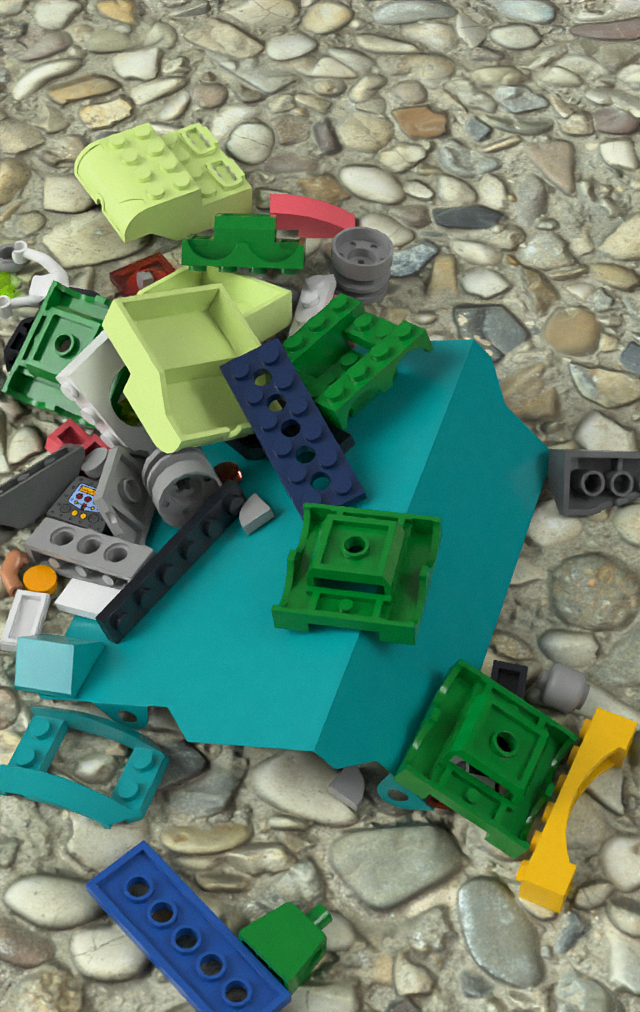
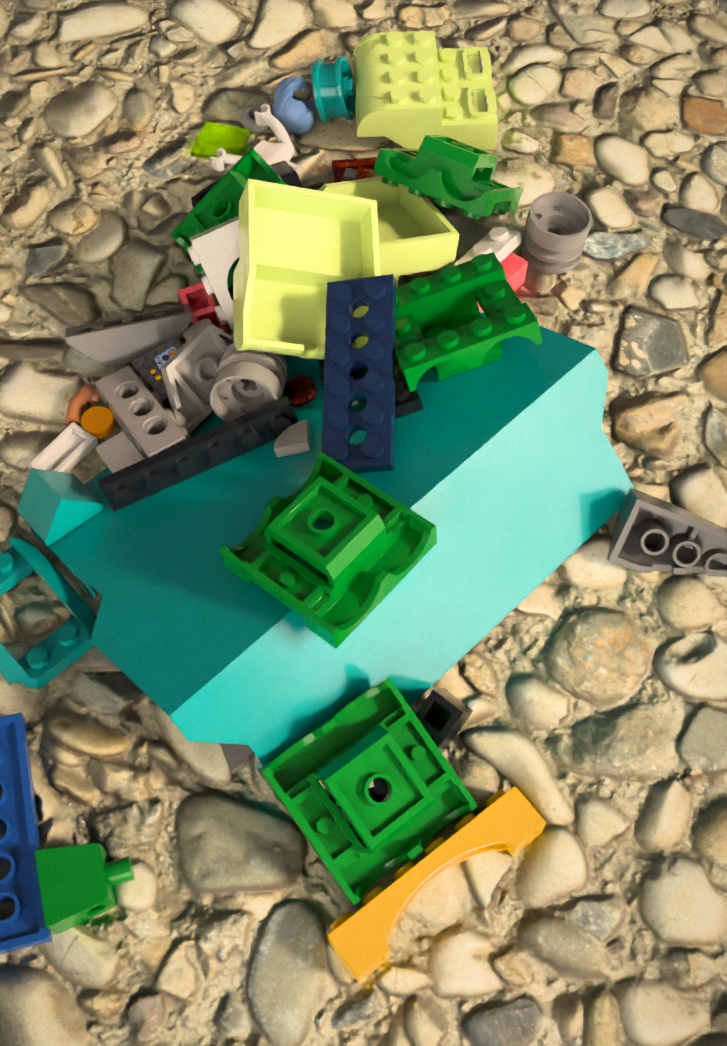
camera: 30 degrees right, 10 degrees up
(41, 237) = (291, 111): none -> medium blue hair
(79, 206) = (334, 89): none -> teal wheel
(309, 216) = (538, 168): coral slope -> none
(562, 688) = (497, 745): light grey head -> none

